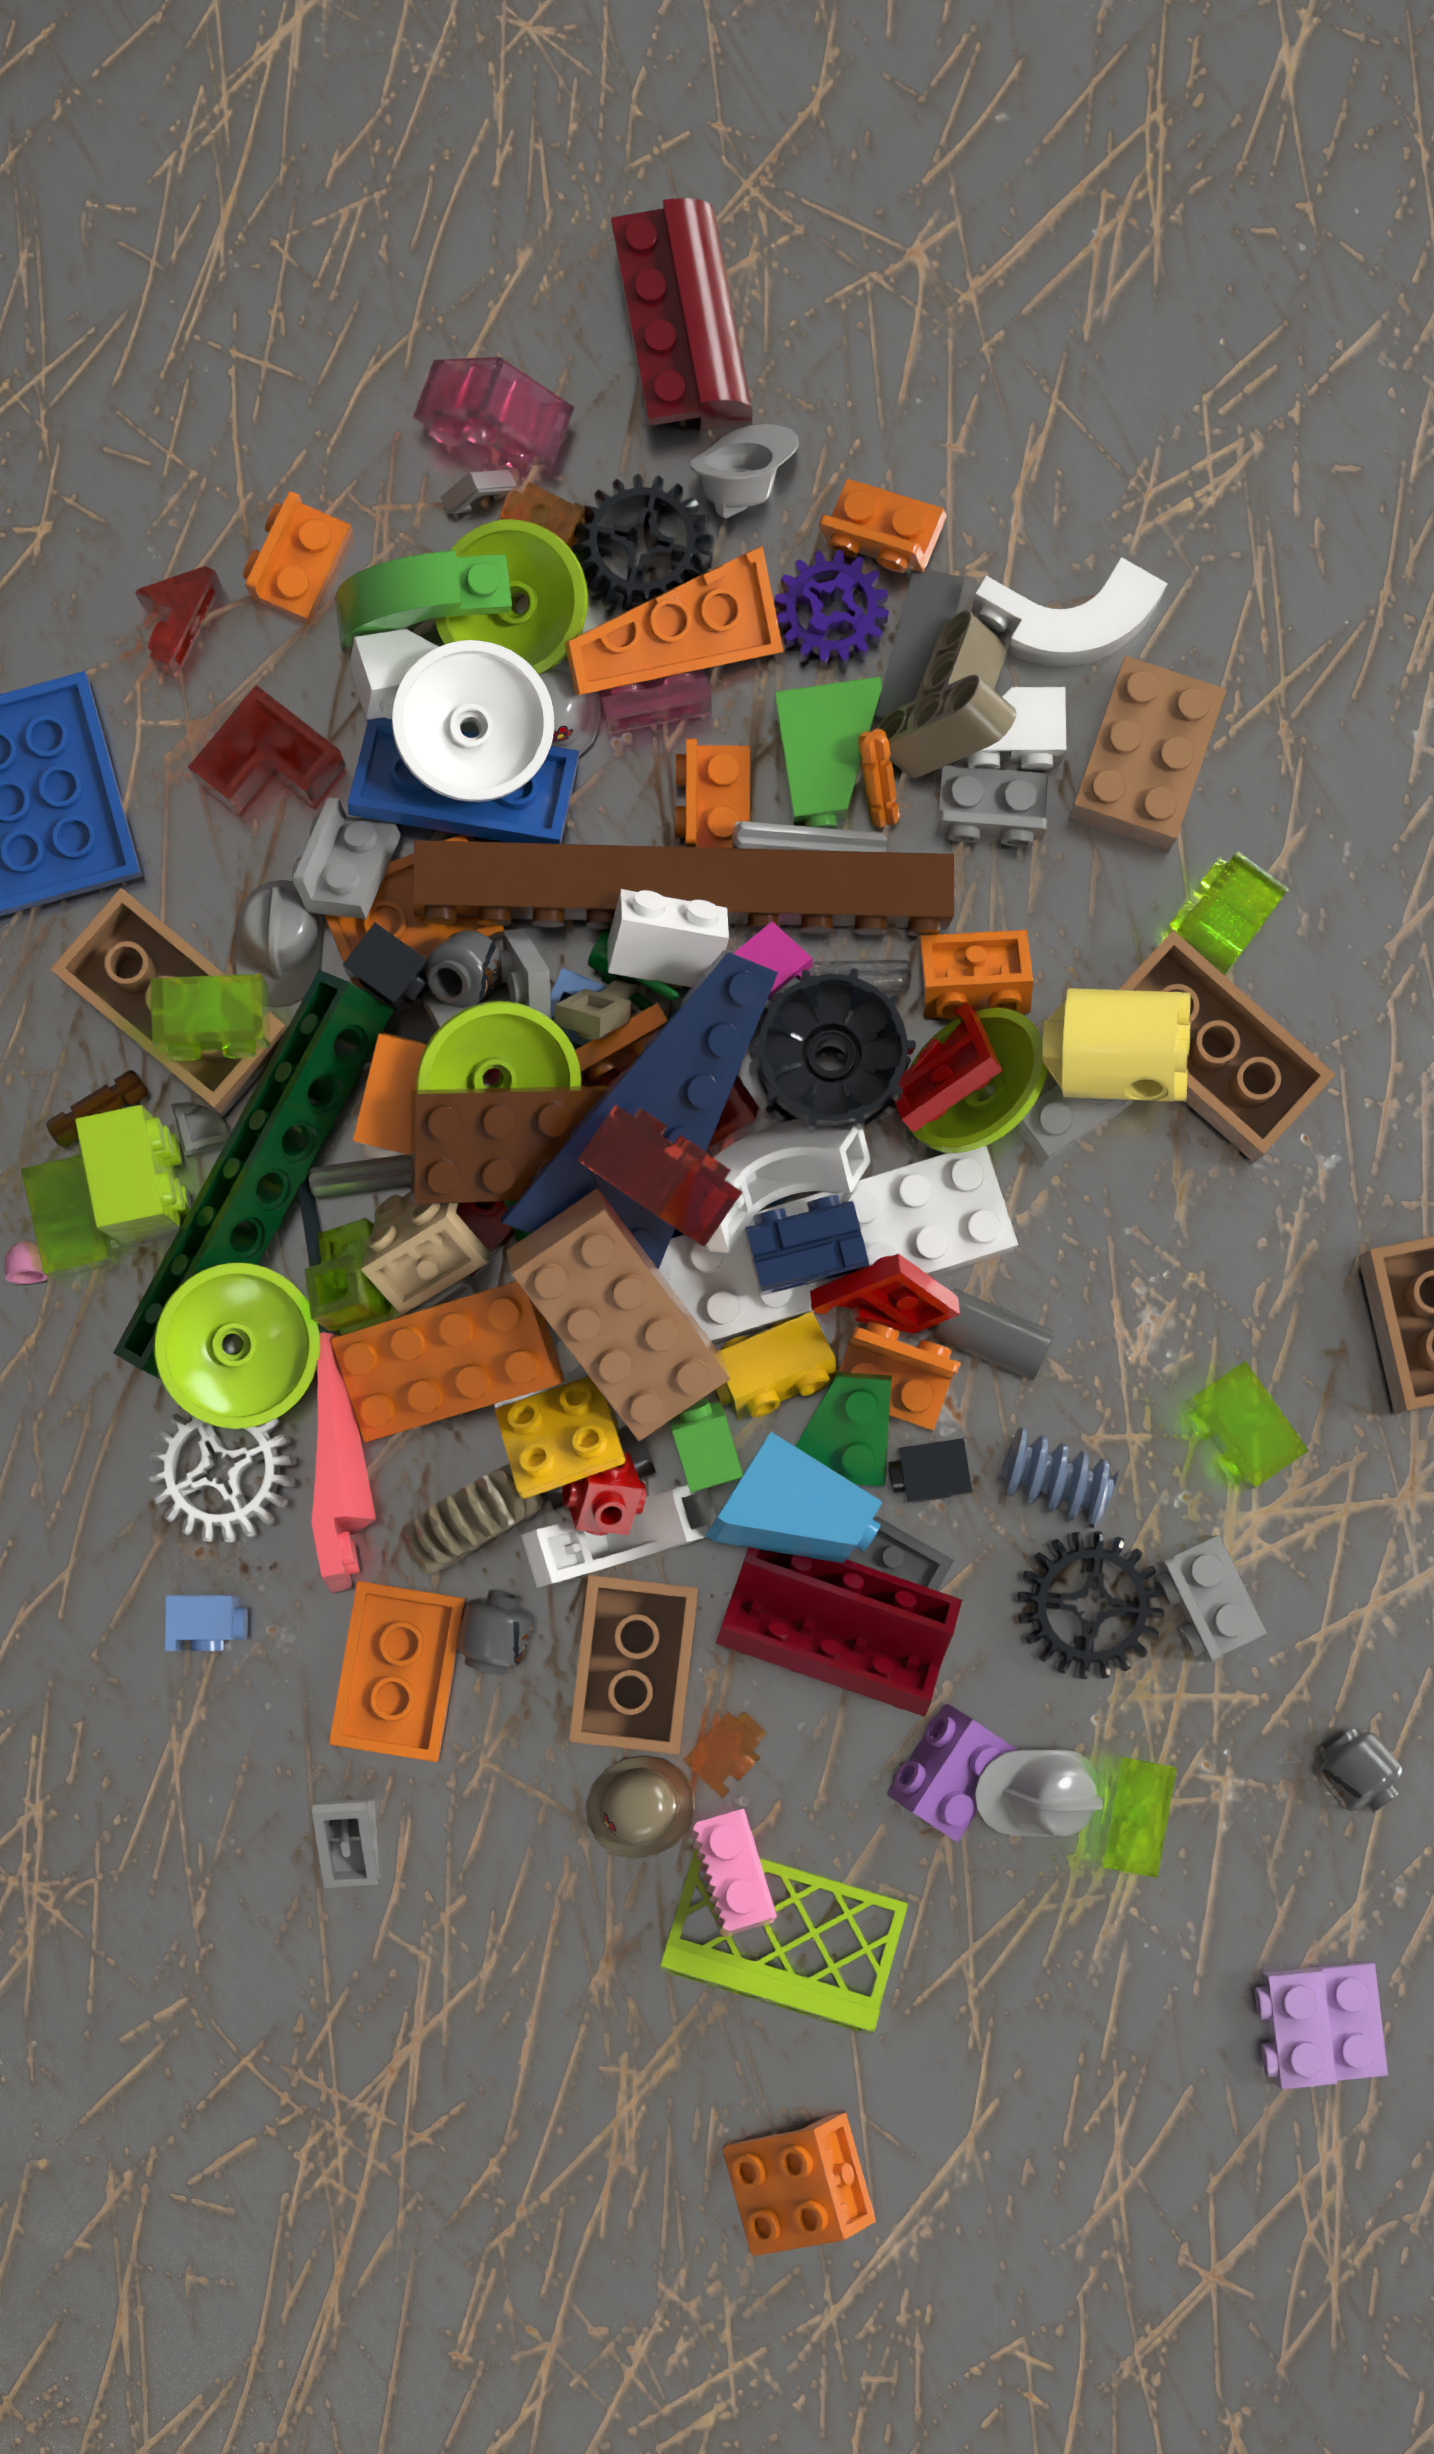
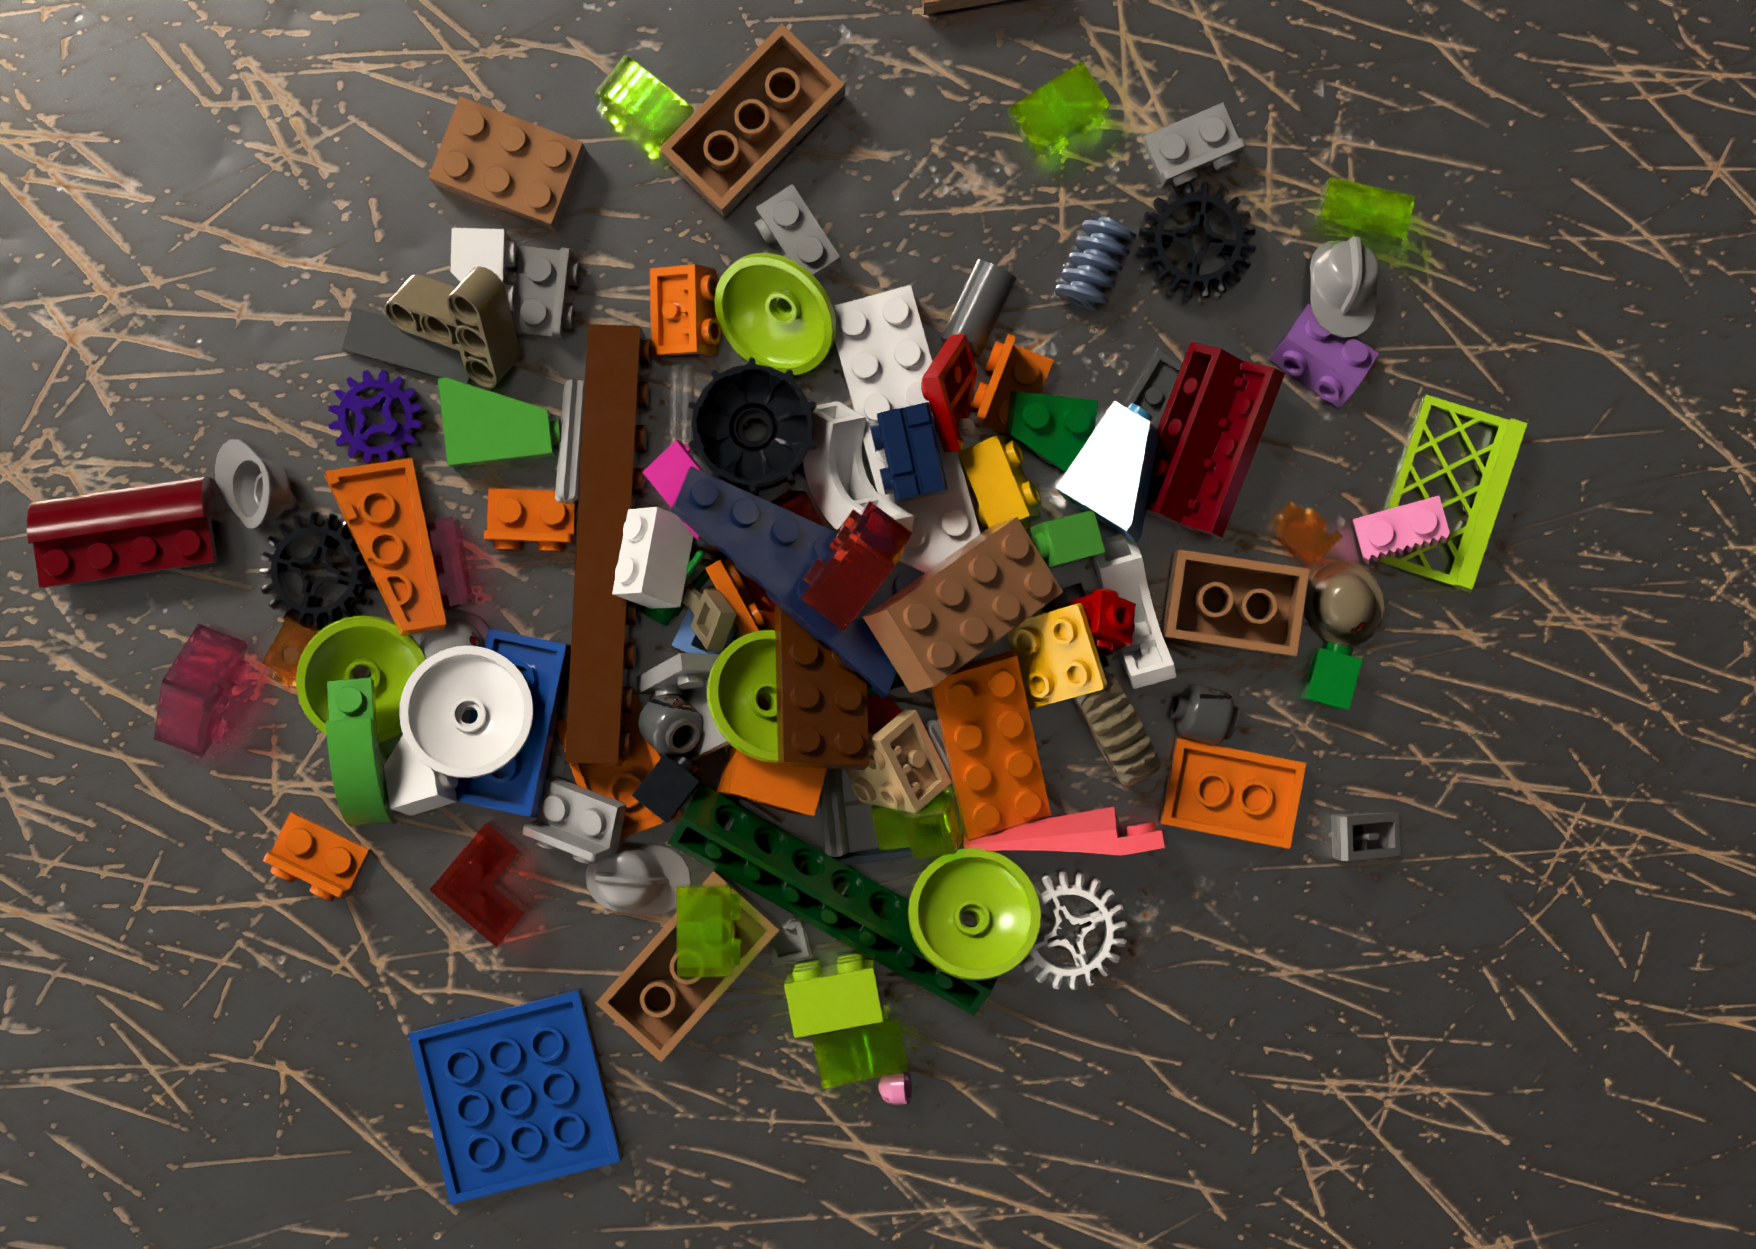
camera: 90 degrees left, 5 degrees up
(127, 1089) = (771, 1028): reddish brown axle -> none
(186, 604) = (352, 948): clear red slope -> none
(203, 1621) = (1189, 946): medium blue brick -> none
(475, 486) = (262, 706): light grey tile -> none
(546, 1792) = (1332, 676): none -> green brick
(800, 2187) = (1643, 486): orange bracket -> none
(878, 778) = (521, 383): orange axle -> none
(883, 526) = (308, 371): orange bracket -> none
(931, 1471) = (1087, 362): black brick -> none
(947, 1071) = (767, 334): red wing -> none
(1075, 633) = (405, 217): white arch -> none
(1119, 1044) = (756, 193): light yellow cylinder -> none
(1322, 2025) = (1528, 74): lavender plate -> none
(1360, 1771) = (1333, 33): dark grey head -> none

